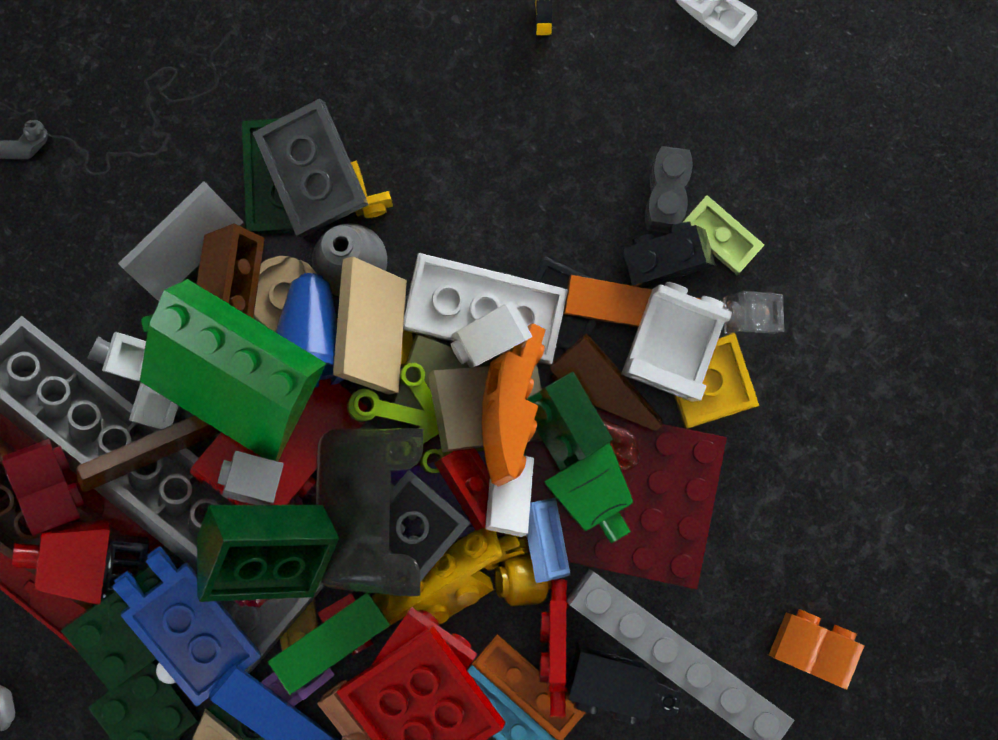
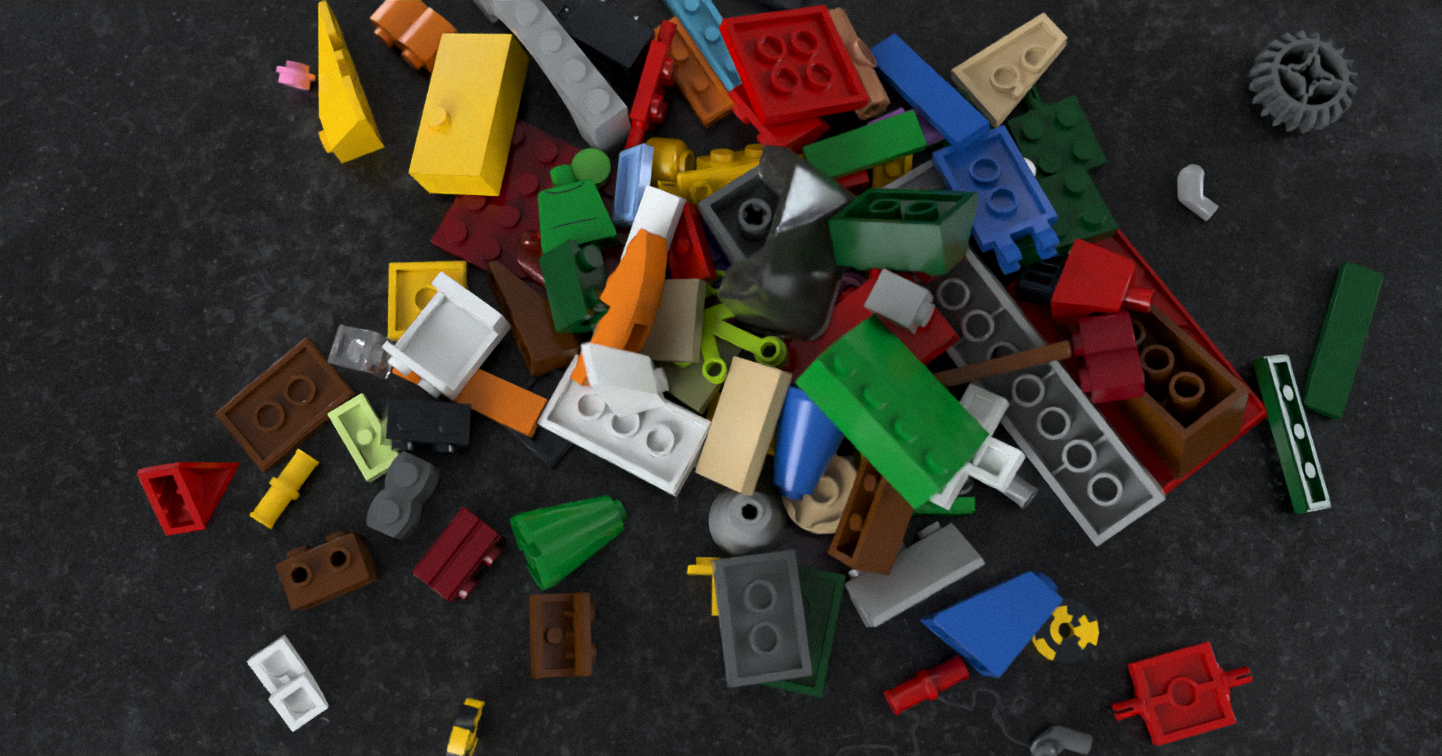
camera: 165 degrees left, 5 degrees down
(24, 233) = (1082, 636): none -> piece
(99, 227) = (996, 620): none -> blue slope
(151, 160) = (926, 684): none -> red pin
(487, 111) = (561, 635): none -> reddish brown bracket
(507, 195) = (566, 535): none -> green cone
(592, 549) = (593, 165): none -> bright green tile
(599, 154) = (460, 555): none -> dark red brick
(713, 107) = (326, 571): none -> reddish brown brick
(729, 571) = (469, 114): none -> yellow brick
(779, 169) = (284, 488): none -> yellow pin
(807, 246) = (285, 405): none -> reddish brown tile
(858, 550) = (343, 106): none -> yellow wedge
(865, 139) = (186, 492): none -> red slope
(917, 567) = (295, 75): none -> bright pink plate

